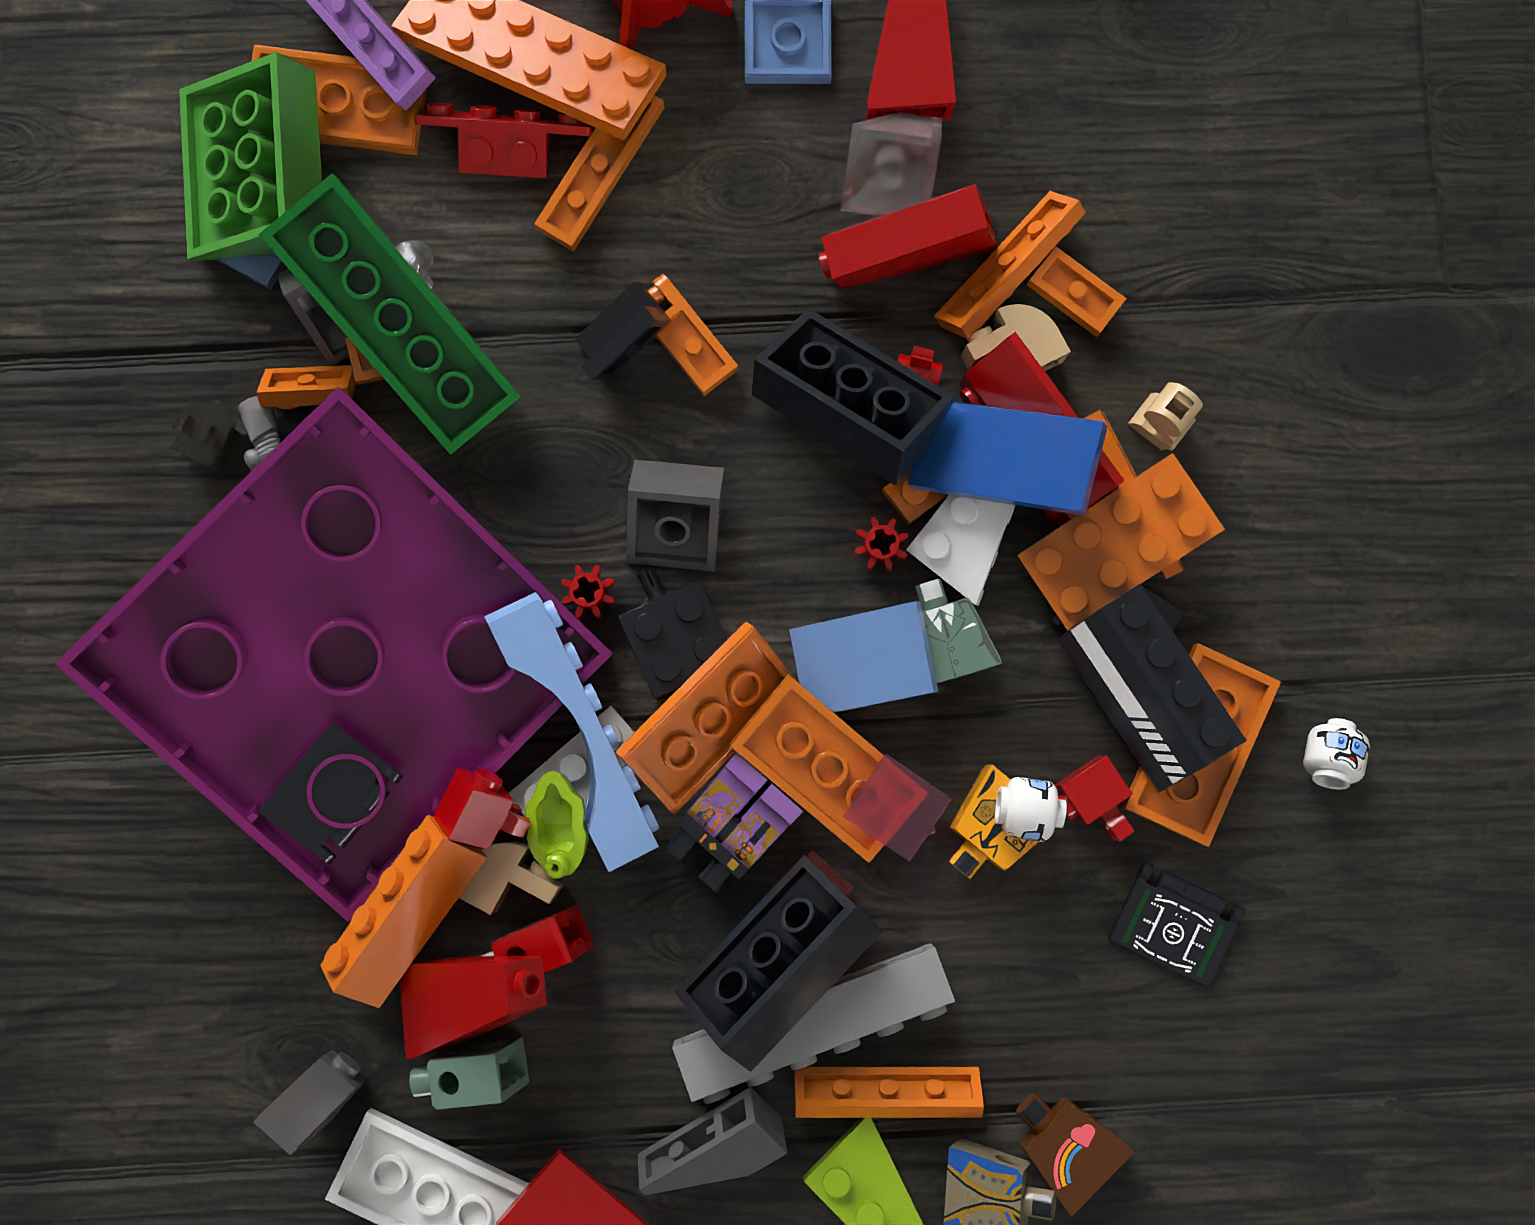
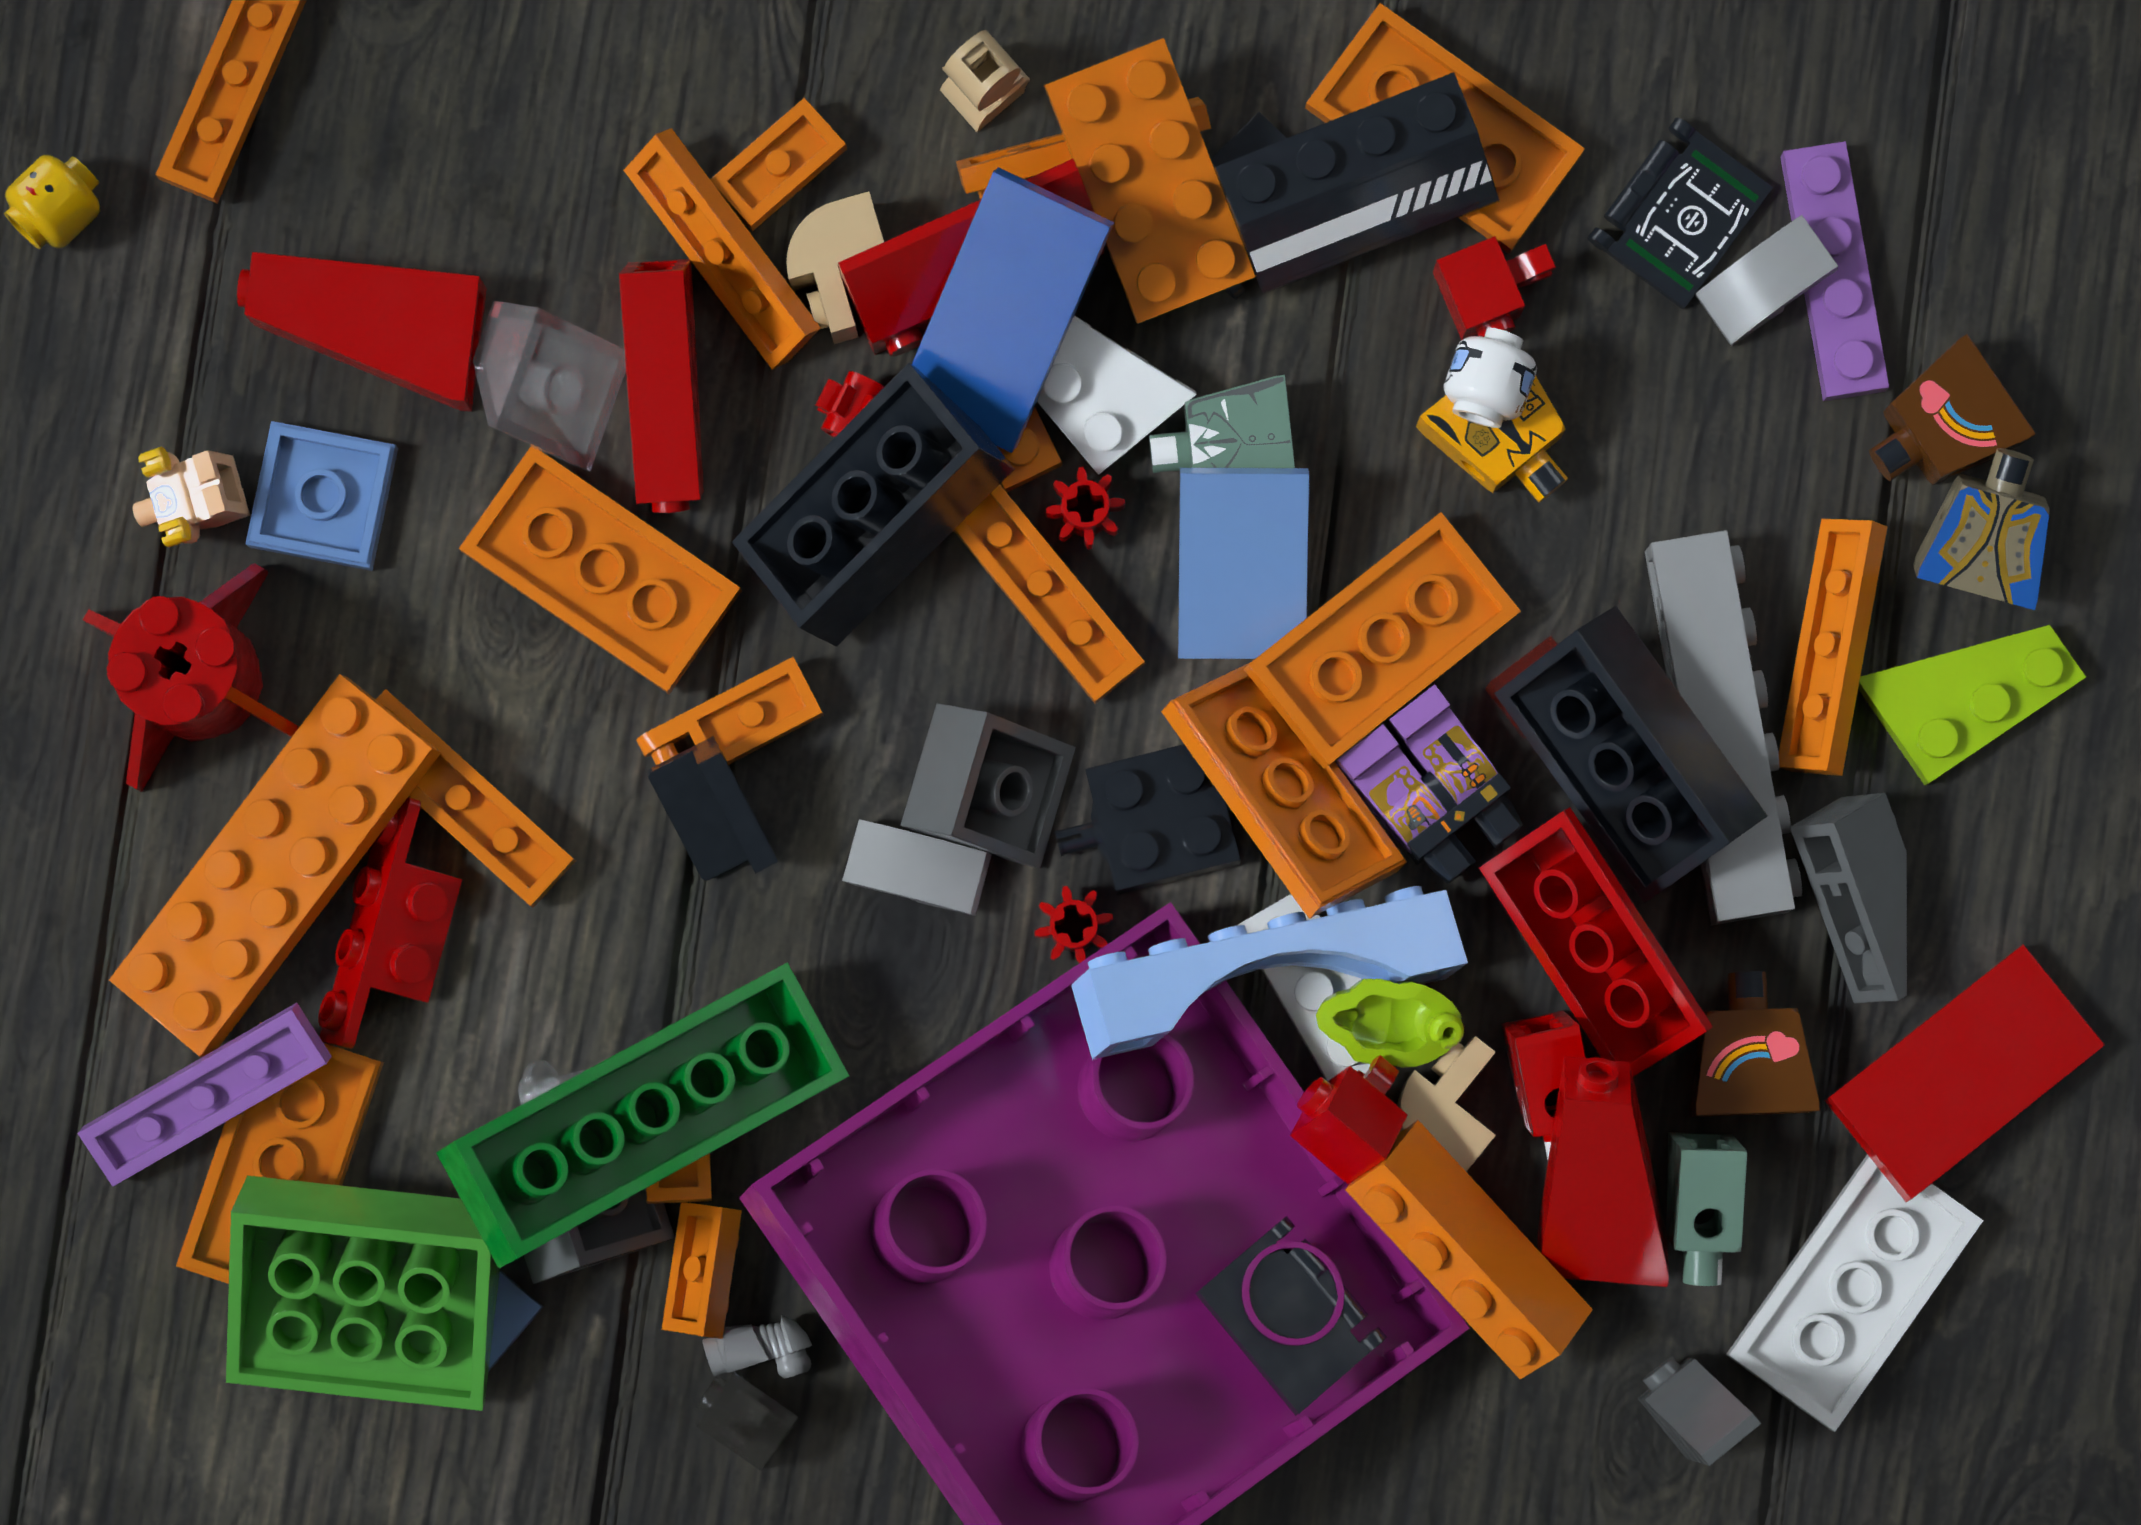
camera: 70 degrees left, 0 degrees up
(581, 1088) = (1752, 1057): none -> reddish brown torso
(608, 477) = (917, 867): none -> light grey slope
(635, 962) = (1595, 944): none -> red slope
(773, 227) = (600, 569): none -> orange plate
(816, 530) = (1048, 595): none -> orange plate
(897, 807) = (1453, 556): clear pink piece -> none
(1142, 996) = (1766, 280): none -> light grey slope
(1158, 1043) = (1842, 304): none -> medium lavender plate

